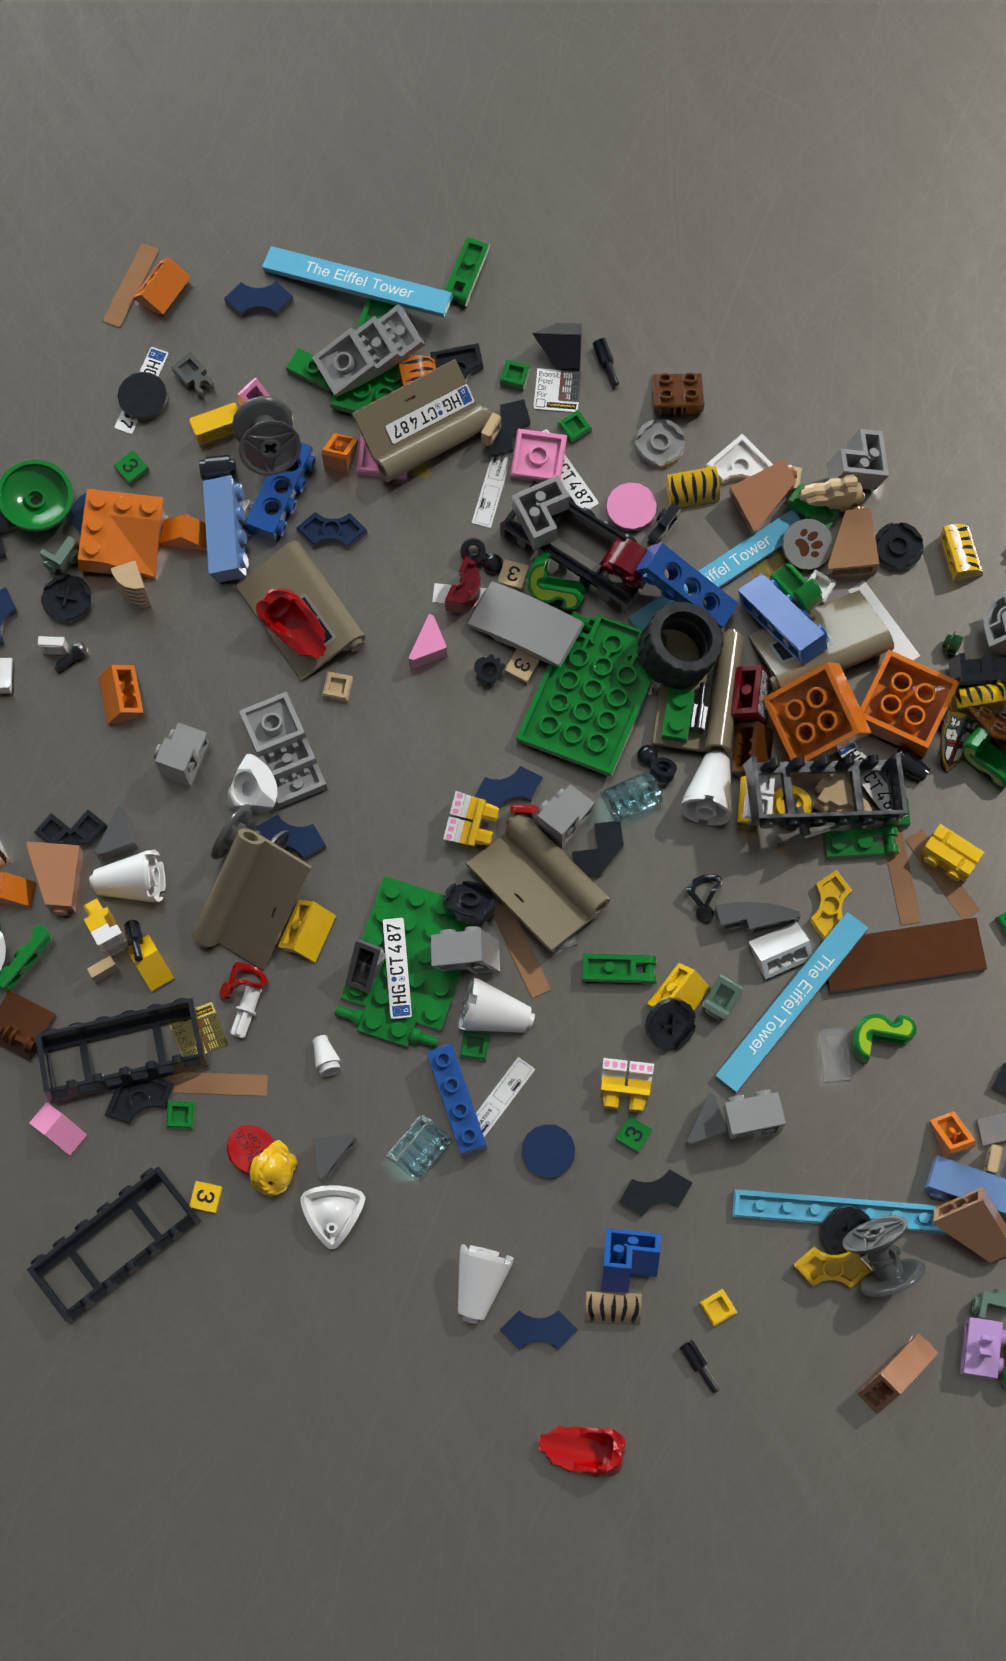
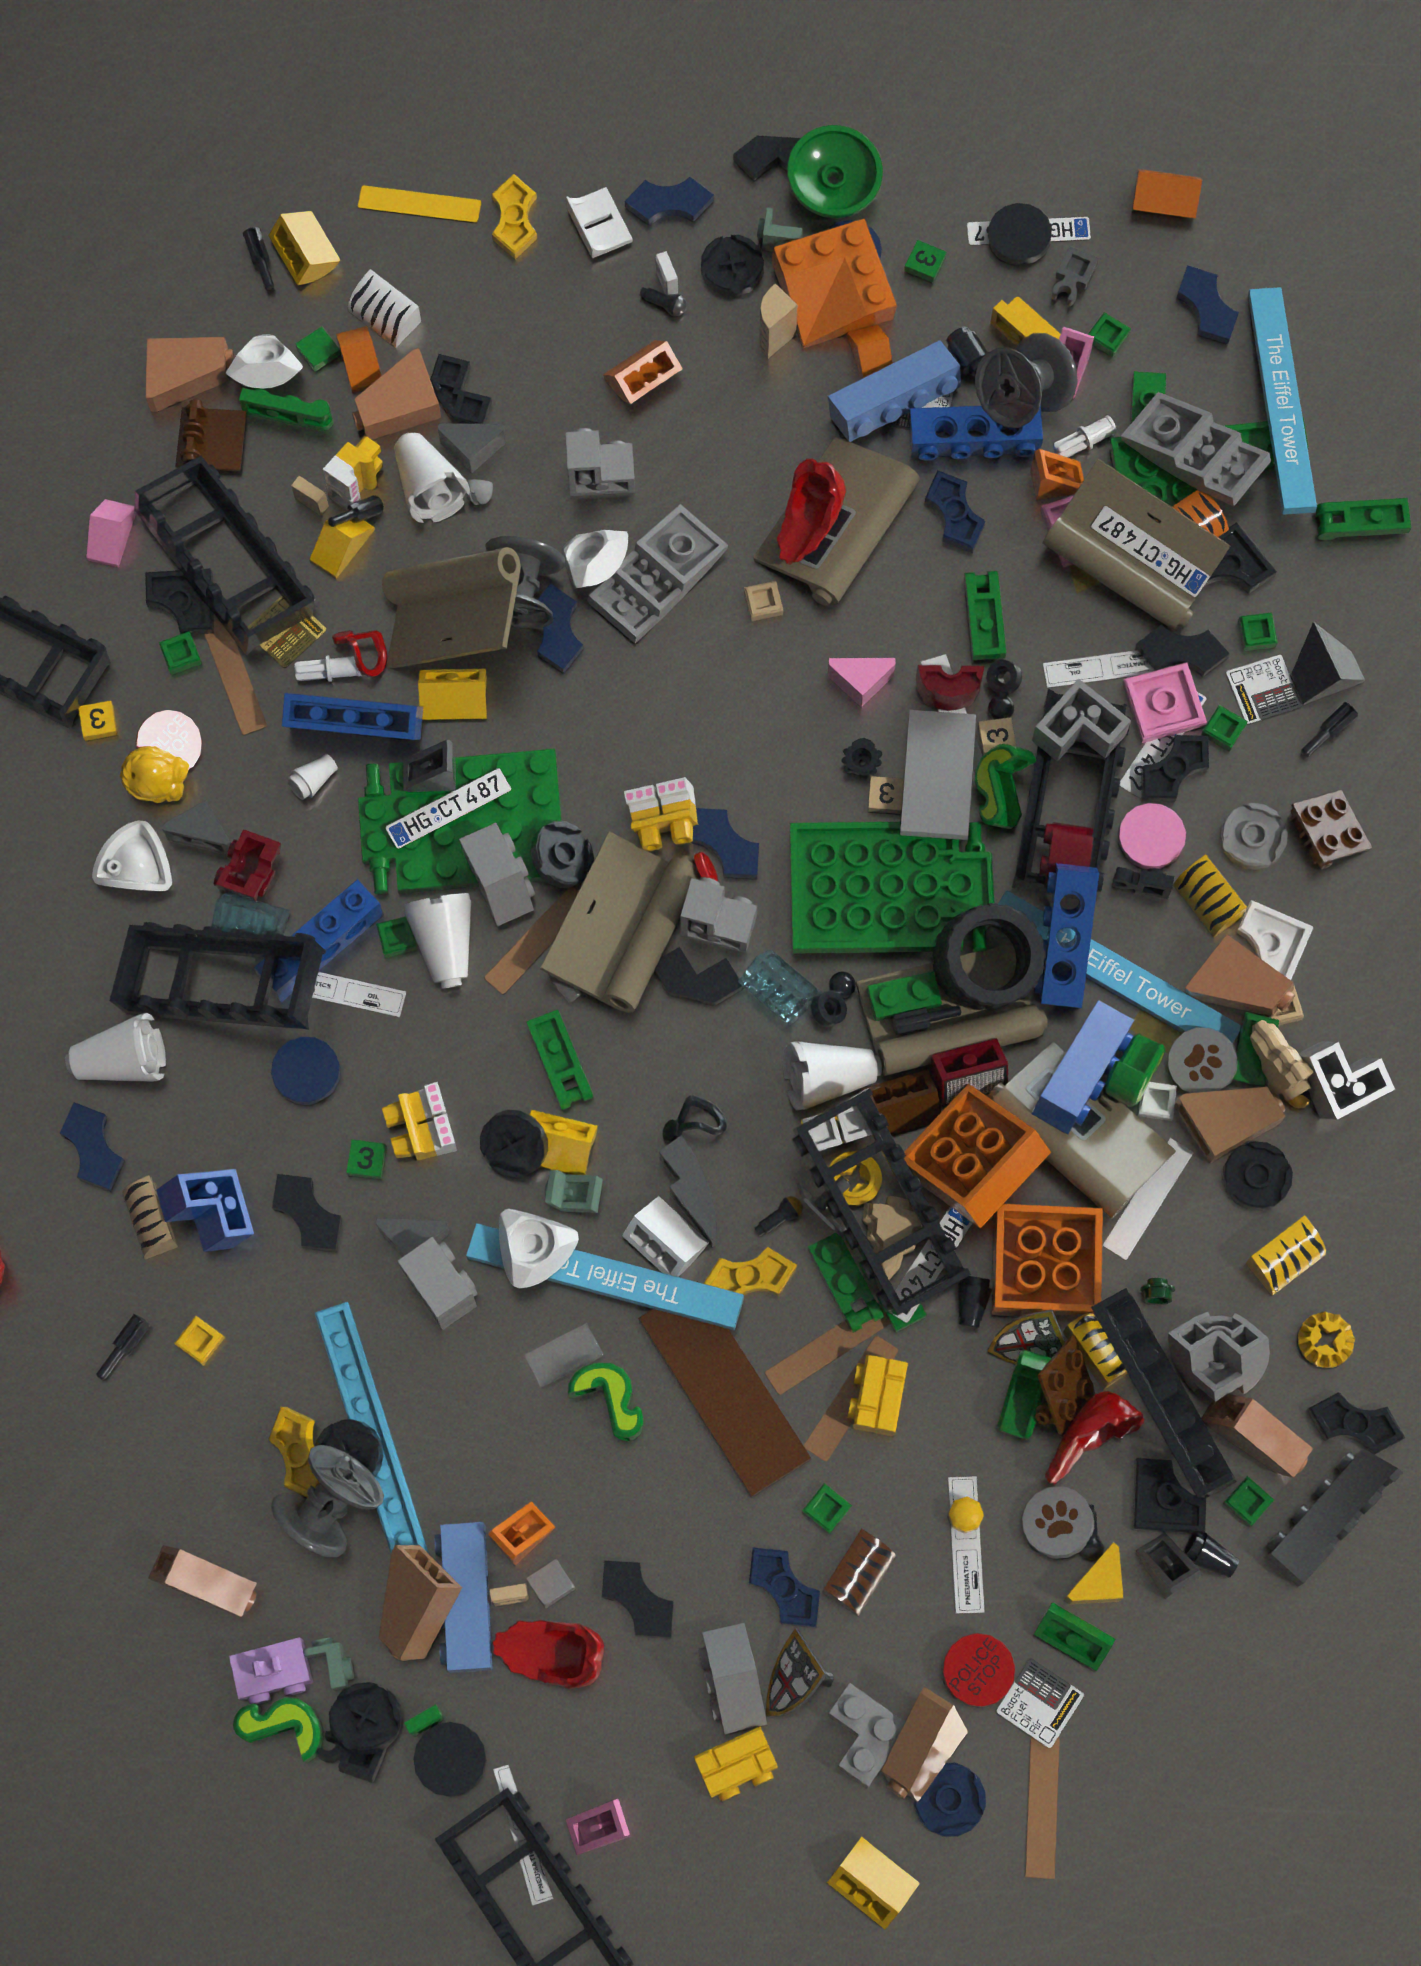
camera: 65 degrees right, 0 degrees up
(130, 285) = (1155, 160): medium nougat sticker -> none
(160, 846) = (480, 491): none -> light grey hinge
(247, 371) = (1109, 334): none -> green tile
(295, 1006) = (352, 716): none -> blue brick
(319, 420) = (1085, 437): none -> white axle
(376, 1128) = (249, 867): none -> dark red cylinder
(420, 543) = (985, 616): none -> green plate
(426, 1174) = (214, 941): none -> black window
(491, 429) = (1165, 629): tan tile -> none
(593, 480) = (1162, 779): none -> black tile
(752, 1041) = (533, 1247): none -> white hat
(794, 859) = (789, 1209): none -> black piece

